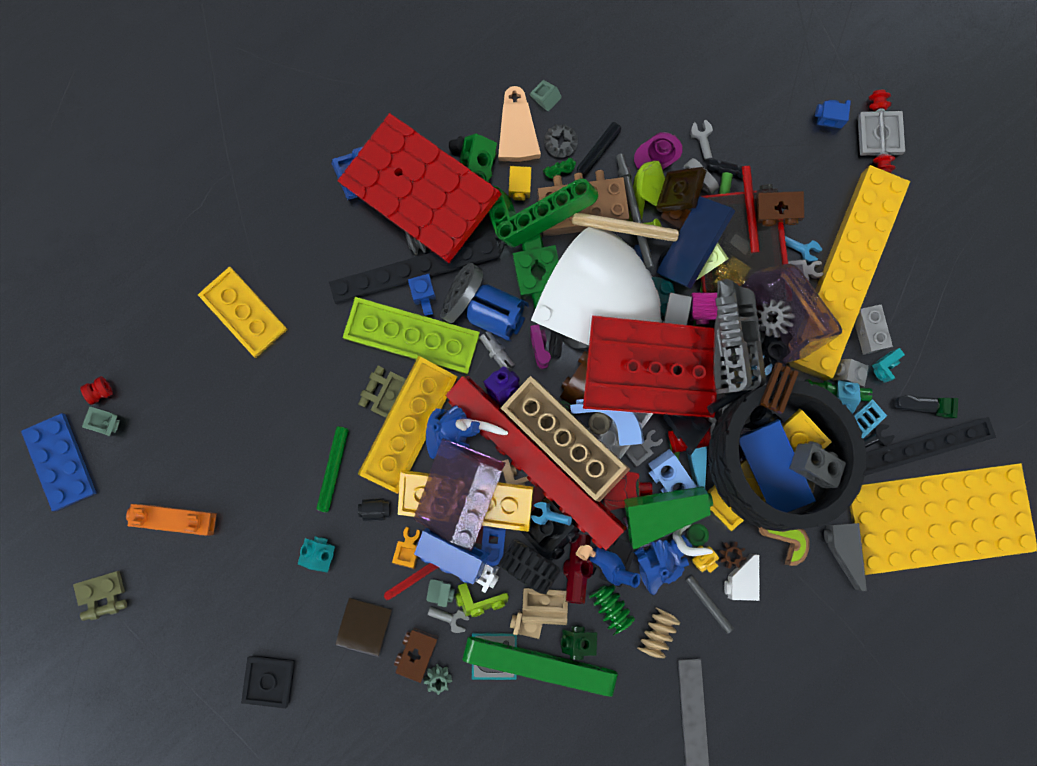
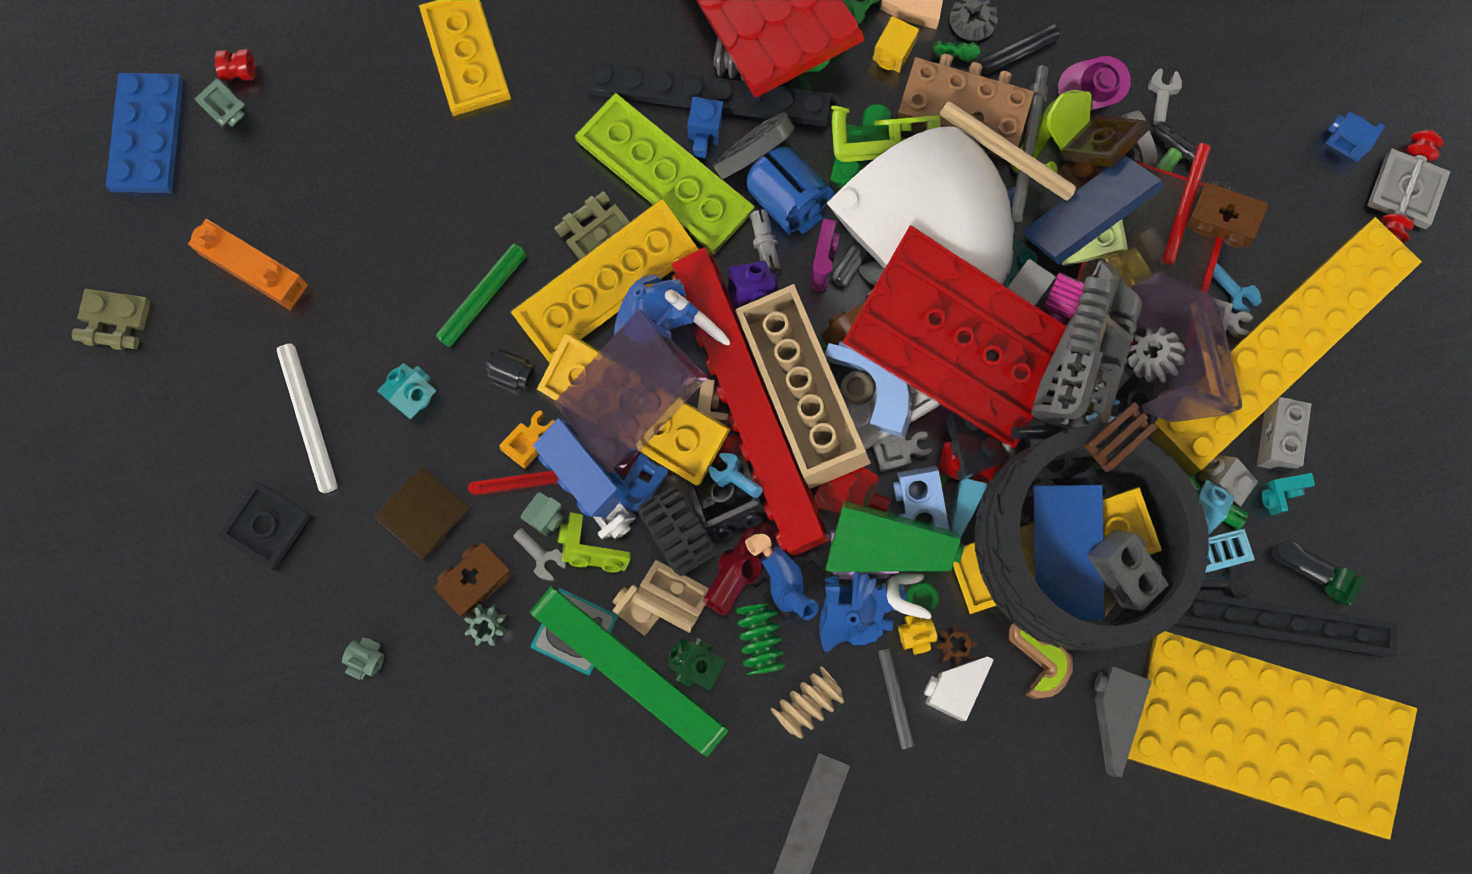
camera: 25 degrees right, 5 degrees down
(259, 600) = (307, 418): none -> white axle
(371, 736) = (363, 658): none -> sand green gear
(533, 220) = (905, 87): green beam -> none
(546, 260) = (871, 149): none -> lime piece

